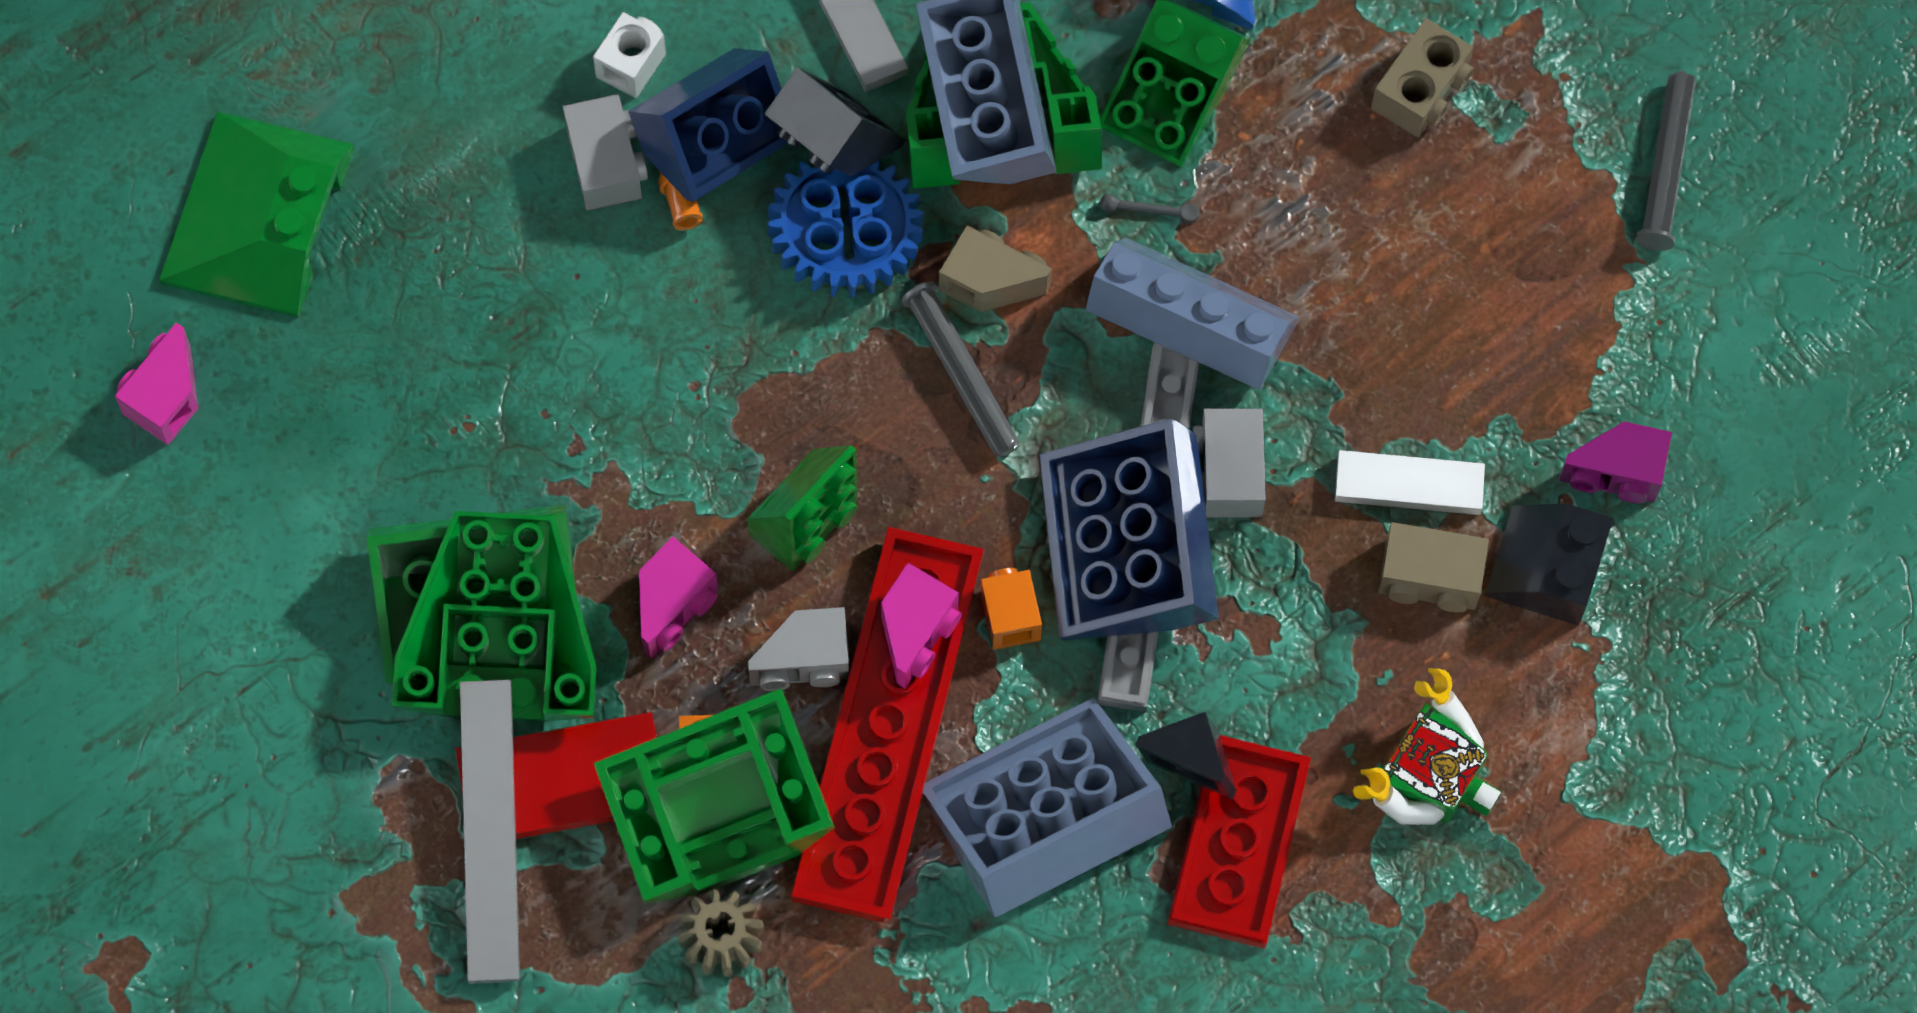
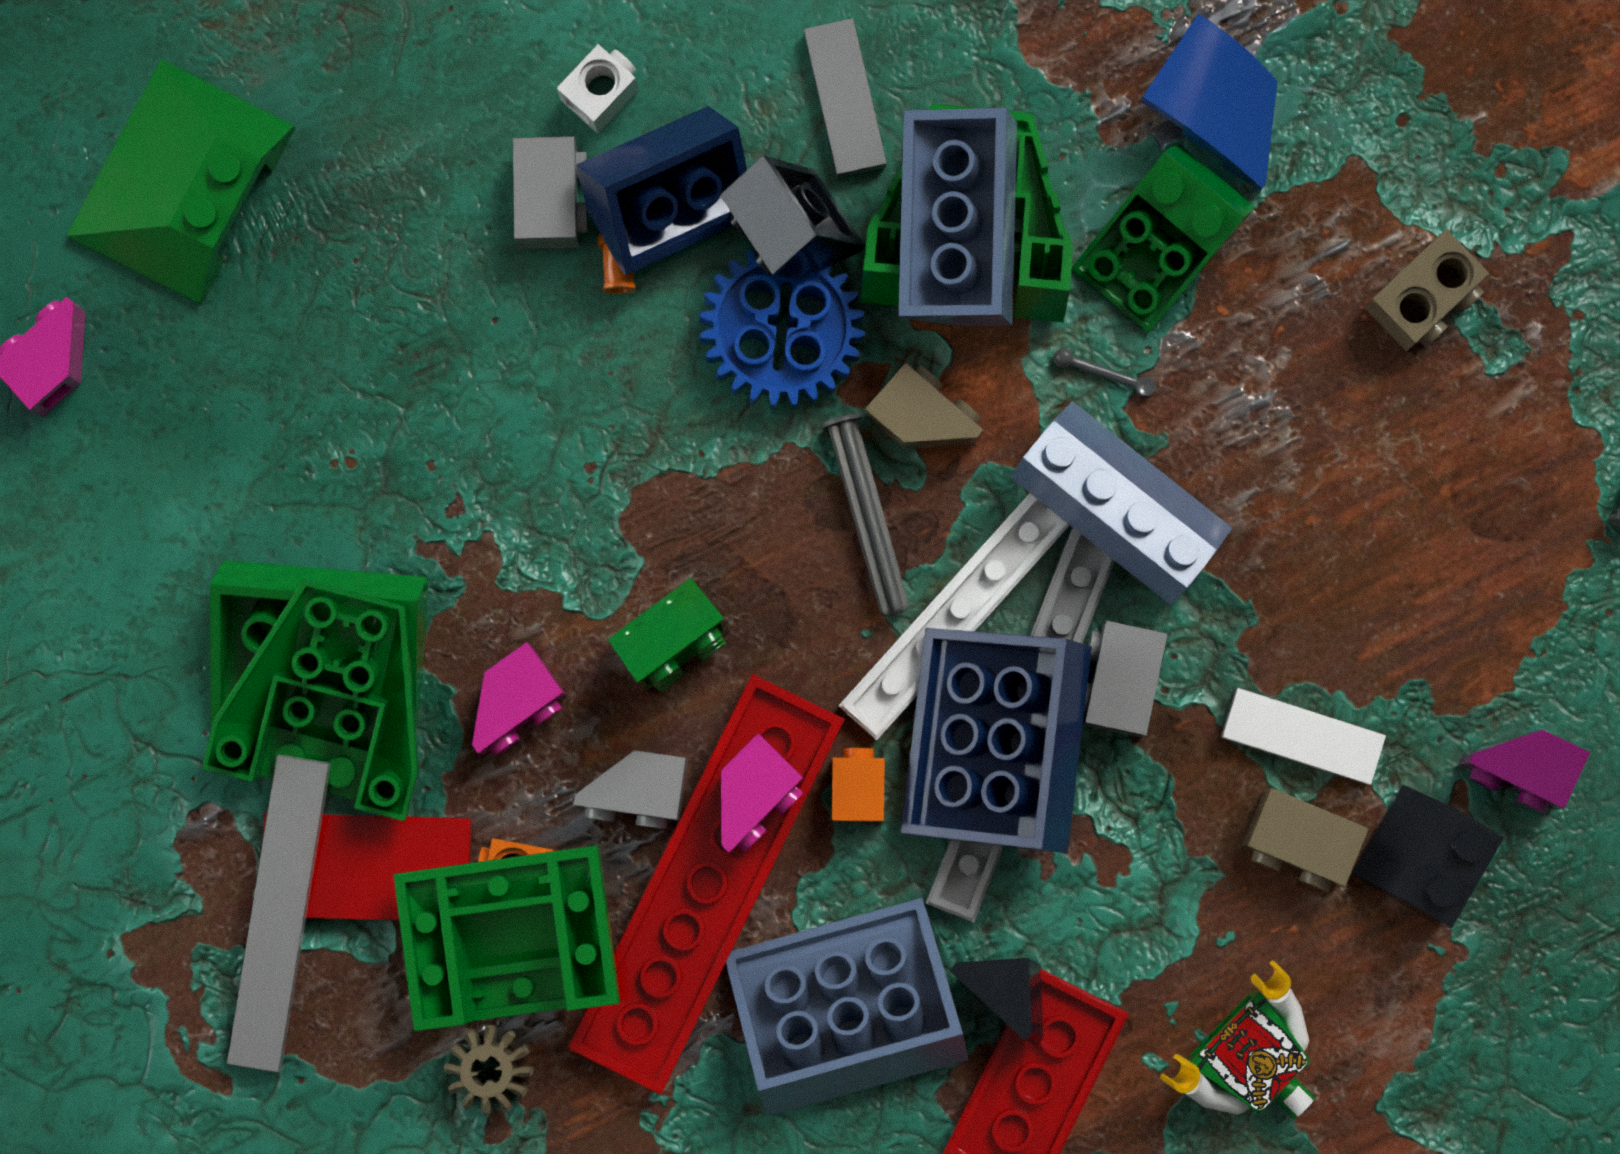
camera: 20 degrees right, 15 degrees up
(1074, 420) = (959, 606): none -> white tile

